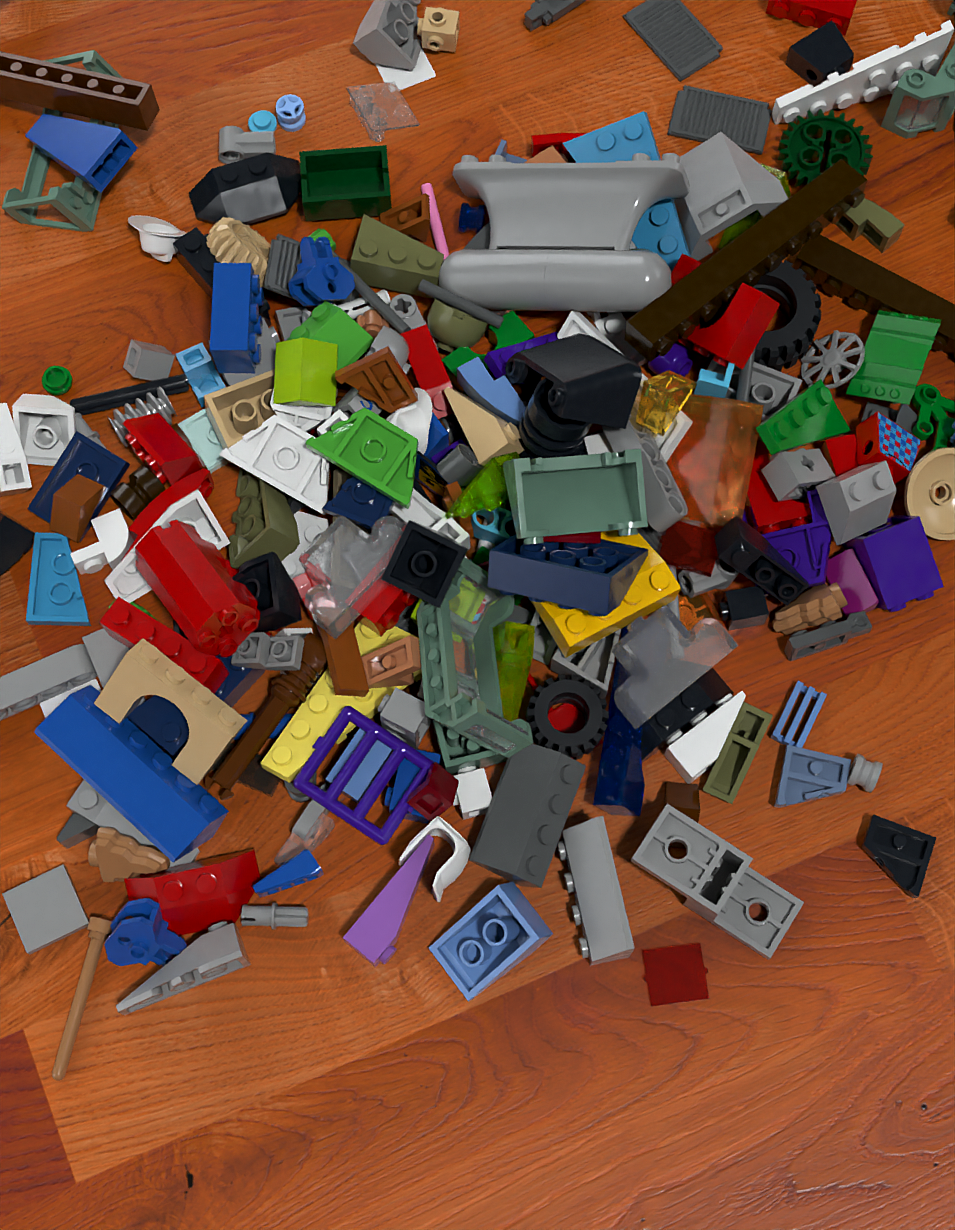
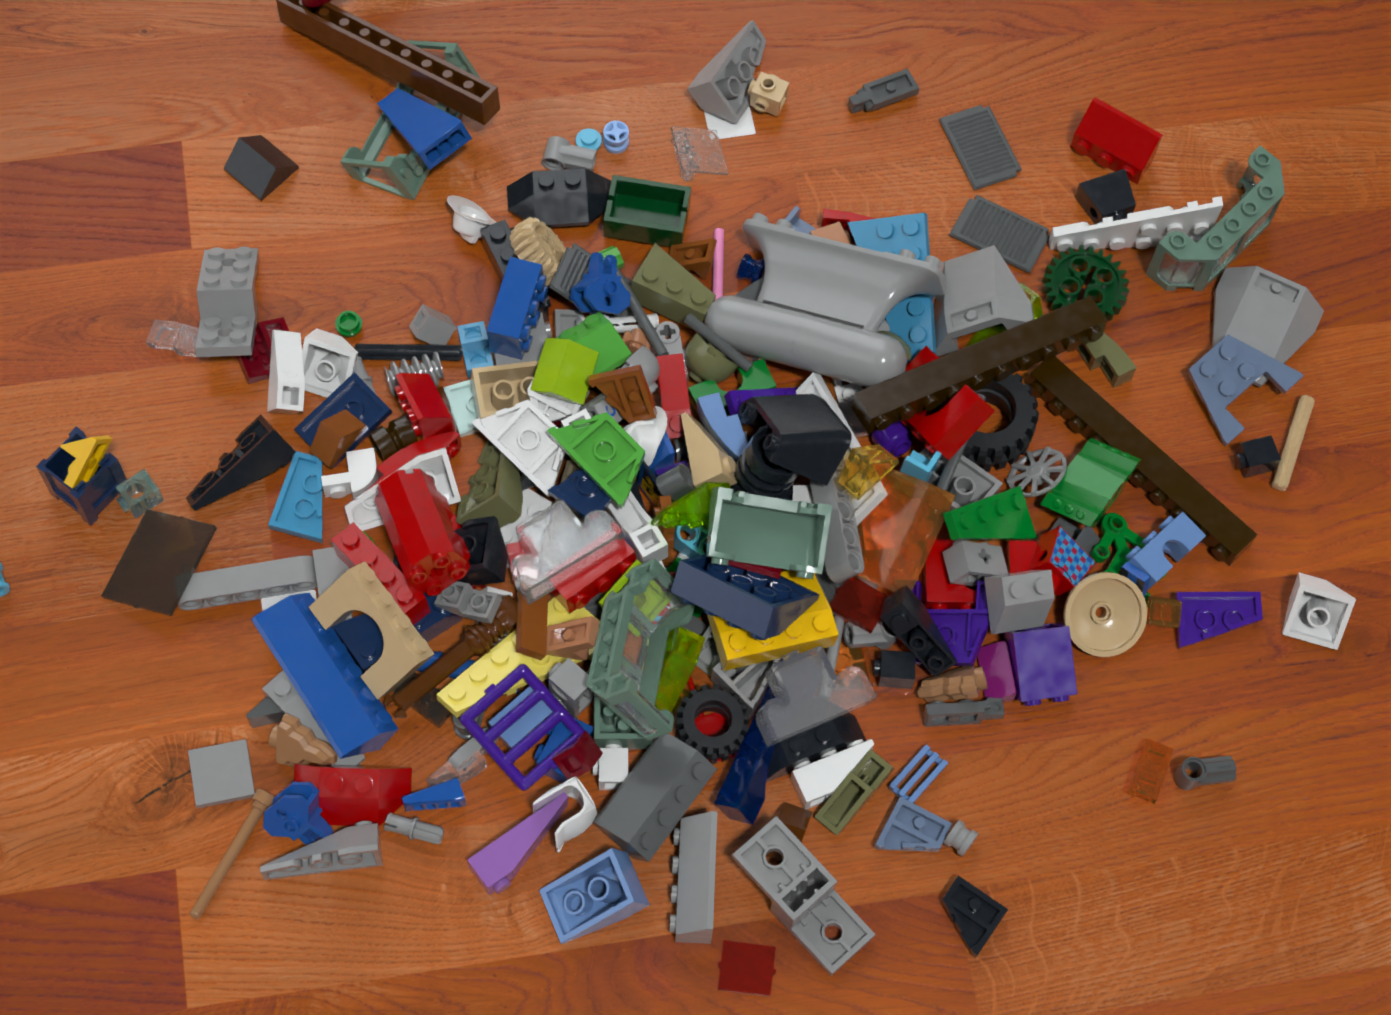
camera: 10 degrees right, 5 degrees down
(424, 563) = (621, 557): black slope -> none

